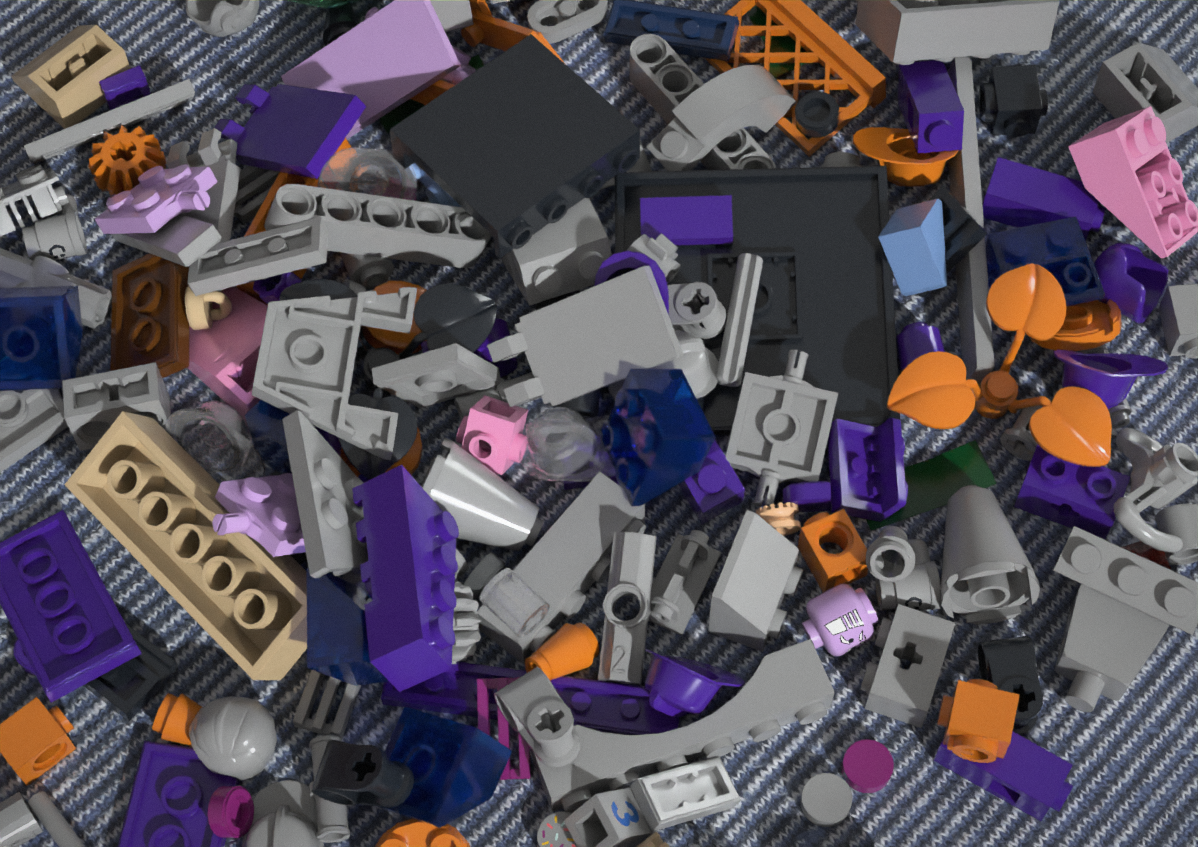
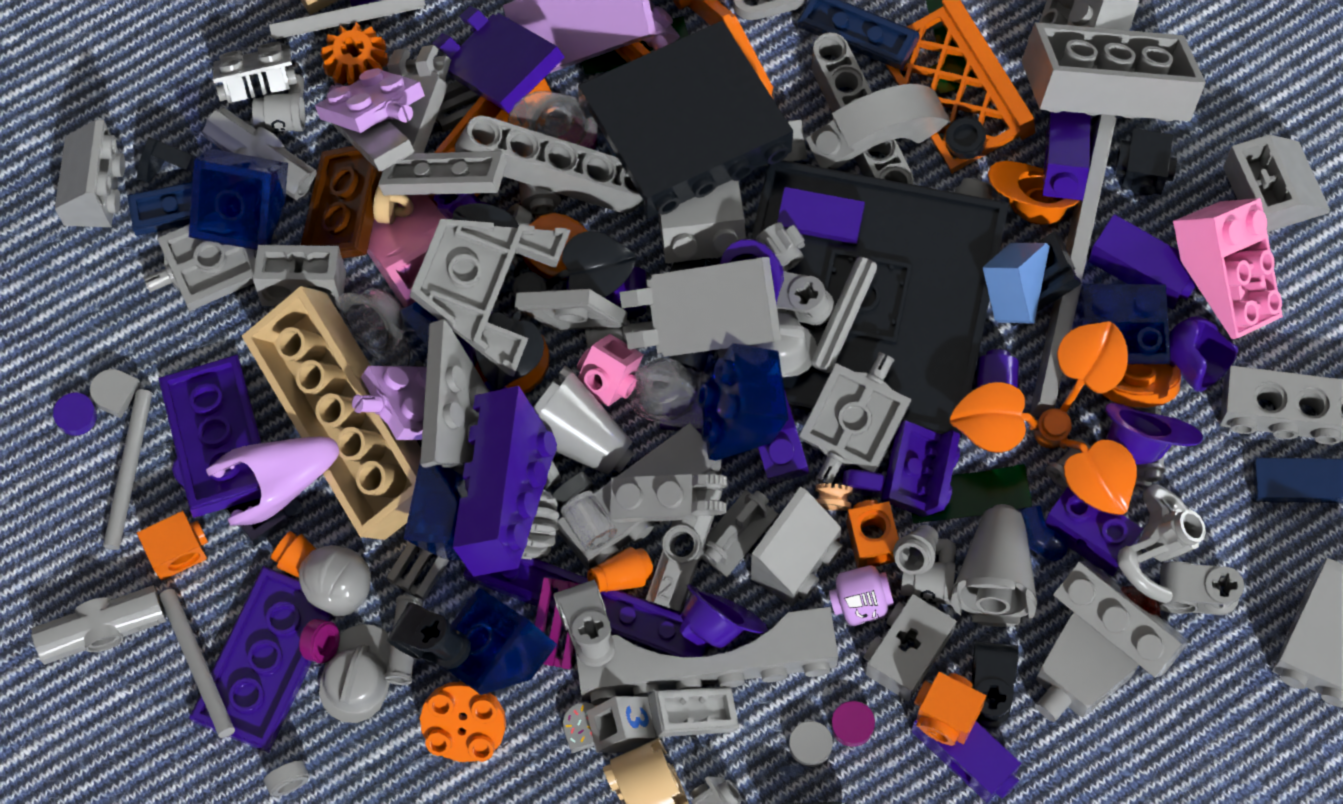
camera: 15 degrees right, 5 degrees up
(143, 624) = (281, 471): none -> lavender animal
(595, 557) = (664, 497): none -> light grey hinge
(1021, 514) = (1042, 538): none -> clear blue arm

